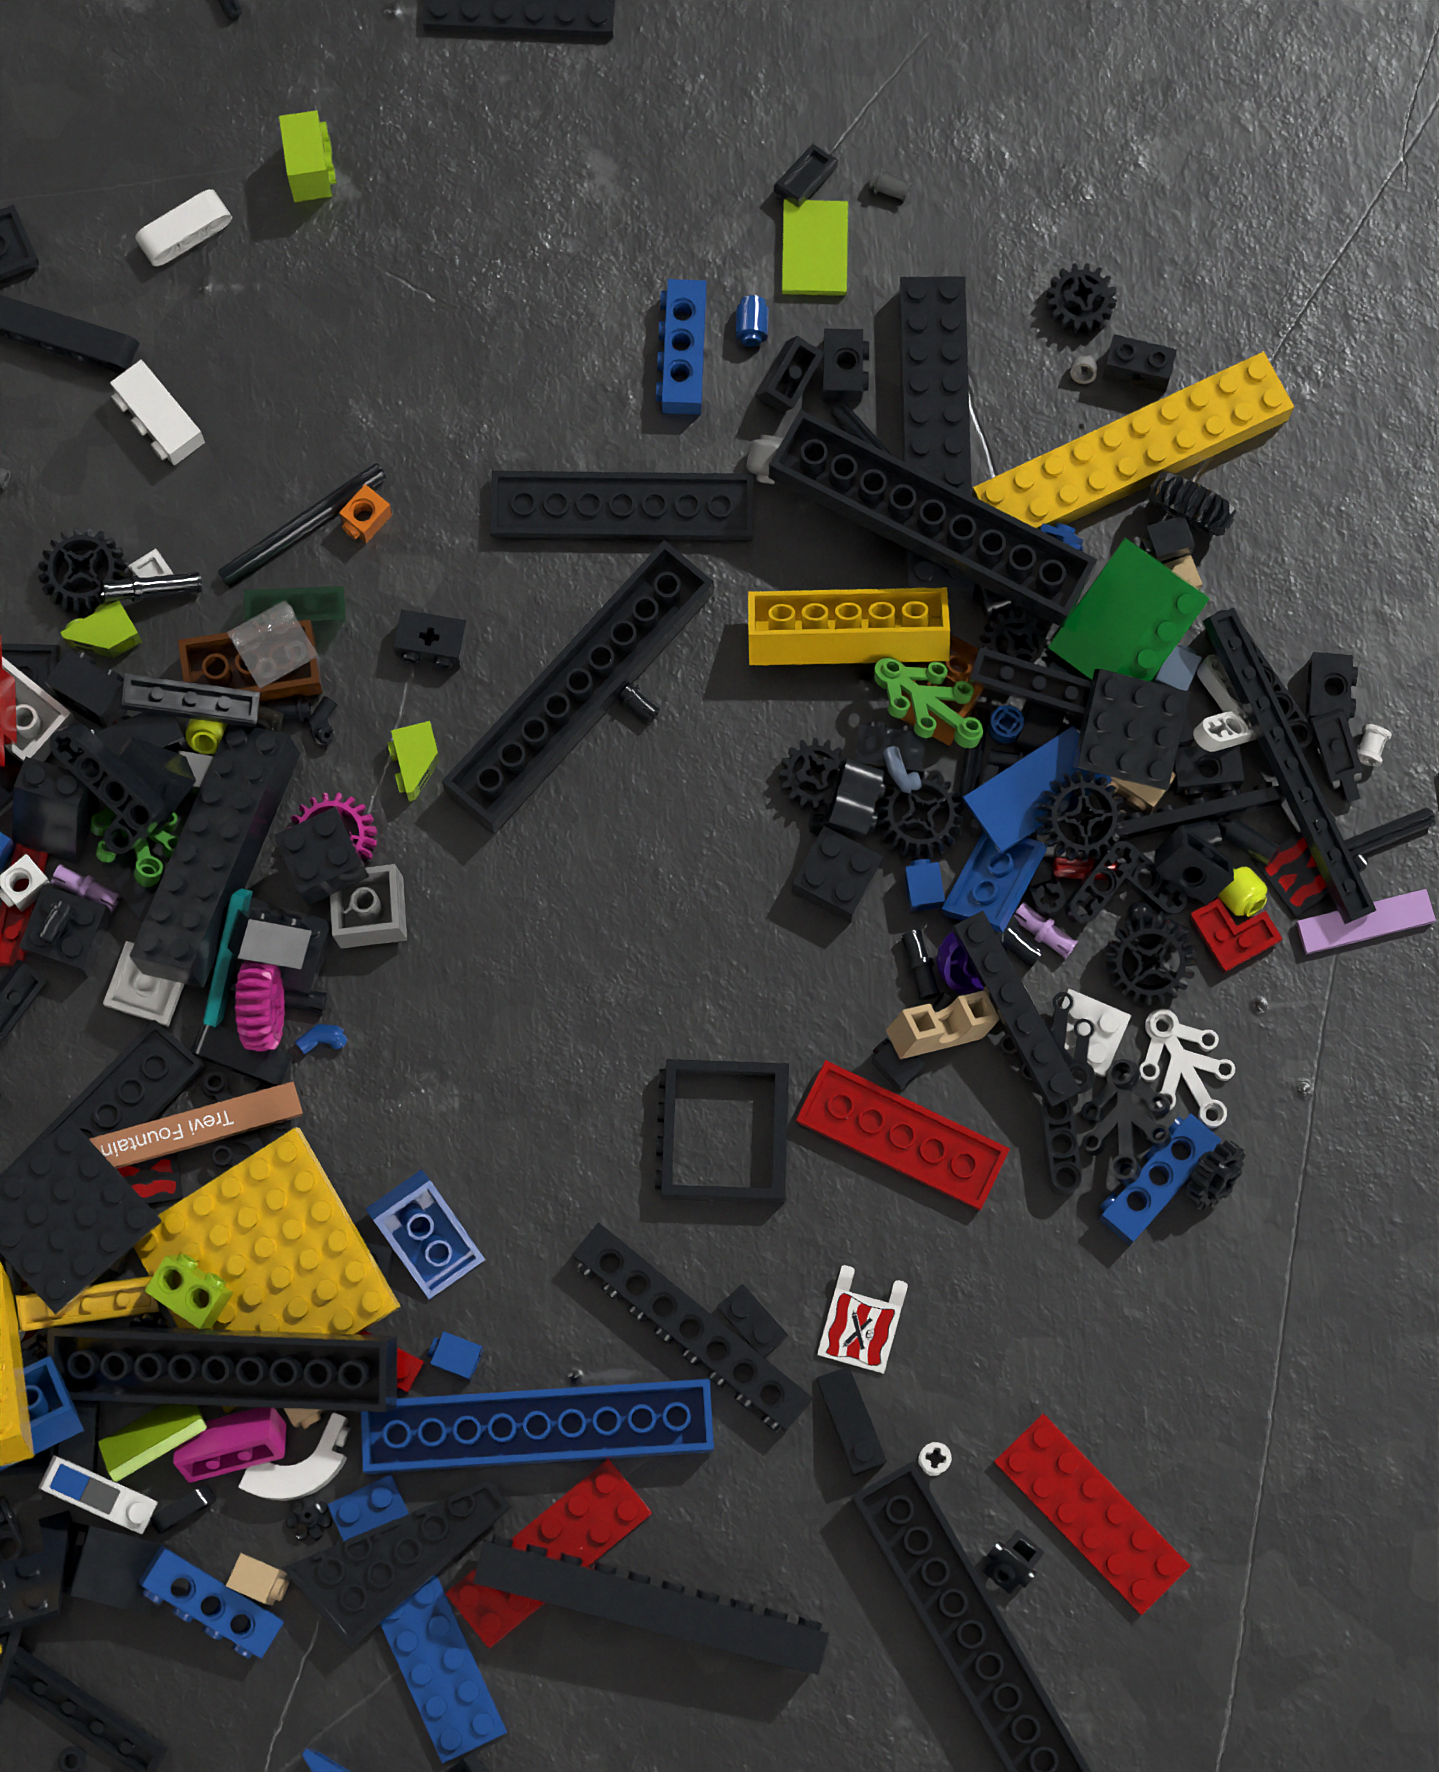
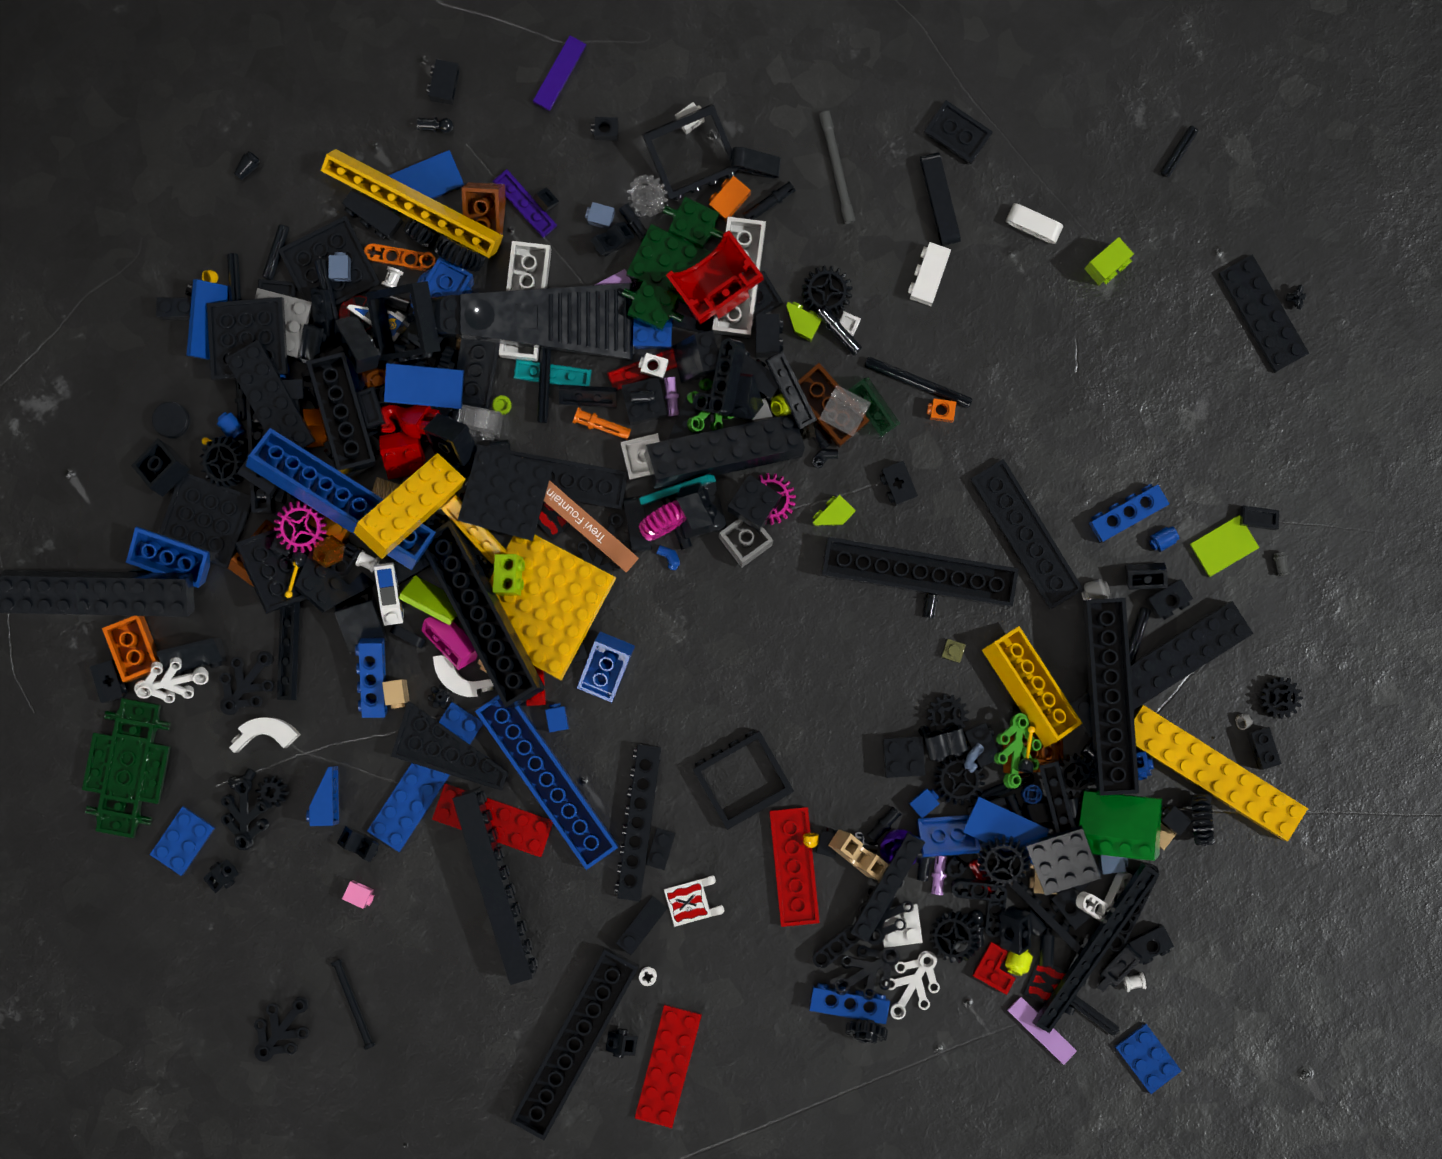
camera: 60 degrees right, 10 degrees up
(28, 1502) = (367, 561): none -> white bush
(40, 1030) = (594, 421): none -> orange pin
(726, 711) = (953, 650): none -> olive plate
(877, 1083) = (811, 839): none -> yellow hinge
(957, 698) = (1026, 765): none -> hinge

